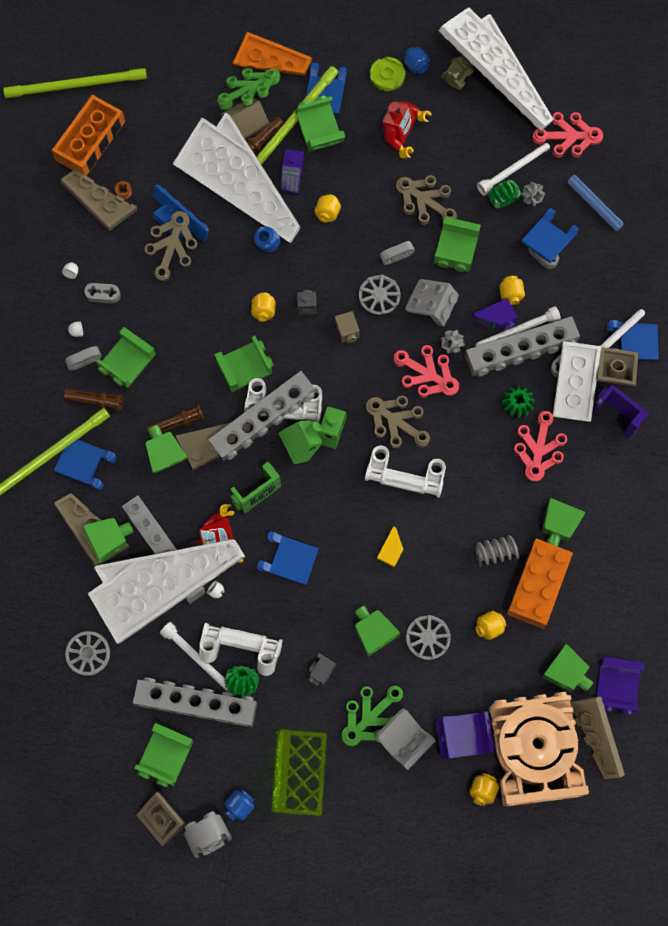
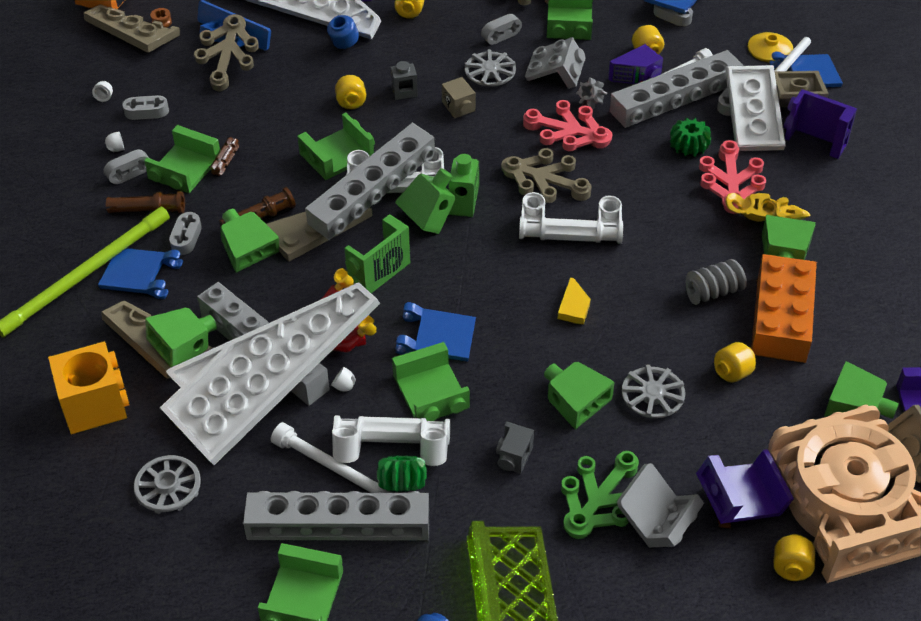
camera: 10 degrees left, 25 degrees down
(25, 564) = (89, 387): none -> light orange brick
(116, 430) = (181, 232): none -> light grey beam
(157, 357) = (224, 156): none -> reddish brown axle
(275, 605) = (429, 383): none -> bright green panel
(551, 488) = (759, 205): none -> yellow animal
(607, 311) = (764, 44): none -> yellow dish

